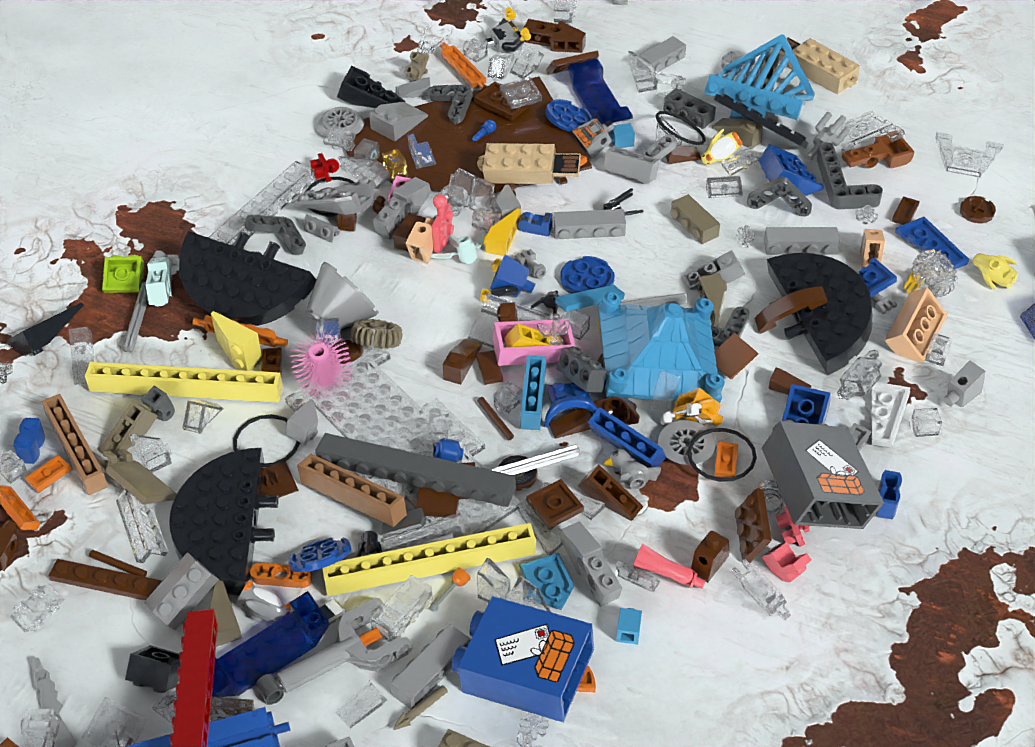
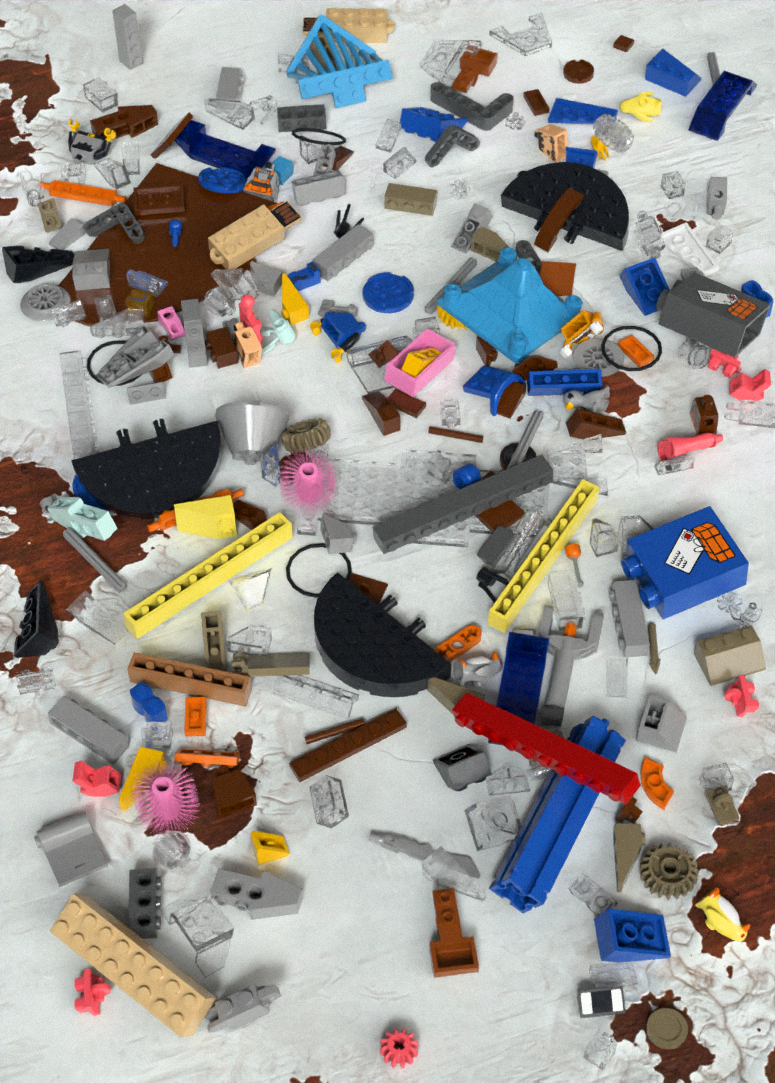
camera: 45 degrees left, 5 degrees up
(123, 274) = (39, 536): lime plate -> none
(159, 403) = (217, 601): dark grey leg -> none
(181, 591) = (415, 705): light grey slope -> none
(278, 224) = (112, 411): dark grey beam -> none
(319, 554) = (474, 608): blue tile -> none
(322, 167) = (86, 343): red hips -> none
(352, 490) = (438, 550): medium nougat brick -> none
(484, 219) = (267, 304): clear brick -> none
(520, 93) = (172, 183): clear plate -> none
(533, 392) = (471, 400): dark azure brick -> none
(549, 301) = (389, 325): black plant -> none
(551, 579) = (623, 504): dark azure tile -> none
(555, 503) = (576, 457): reddish brown plate -> none
(556, 329) = (431, 339): clear plant -> none
(582, 369) = (475, 362): dark grey brick -> none
(586, 298) = (416, 304): dark azure tile -> none
(590, 563) = (641, 474): light grey brick -> none
(629, 625) = (710, 495): dark azure brick -> none
(664, 392) = (550, 332): clear tile -> none
(721, 147) = (365, 133): animal -> none
(746, 129) = (359, 112): dark tan slope -> none
(753, 525) = (708, 377): reddish brown plate -> none
(756, 116) = (367, 93): black plate -> none
(782, 380) = (607, 273): reddish brown slope -> none
(801, 240) = (499, 167): light grey brick -> none
(827, 134) = (425, 77): light grey plant -> none
(916, 325) = (638, 178): light nougat slope -> none

